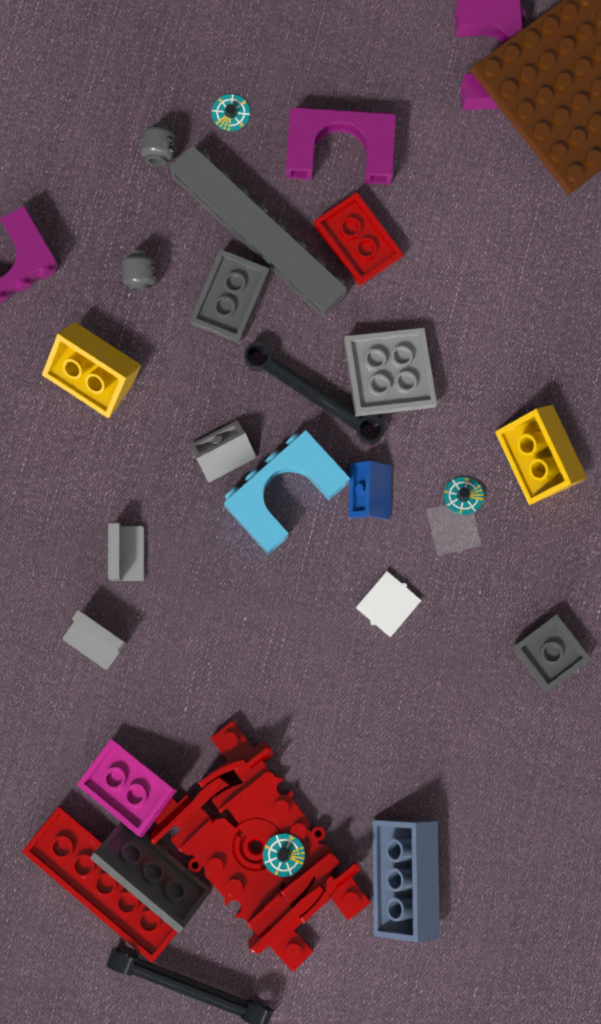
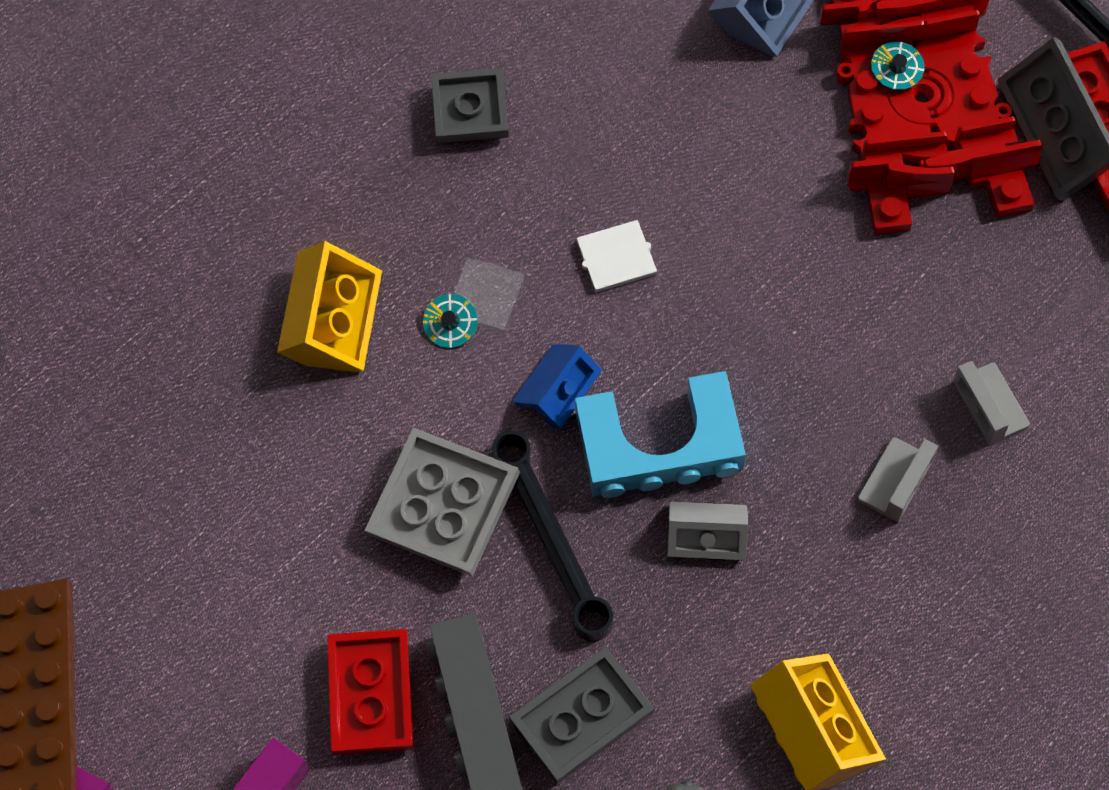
camera: 140 degrees left, 15 degrees down
(126, 787) = (1039, 218): dark pink plate -> none

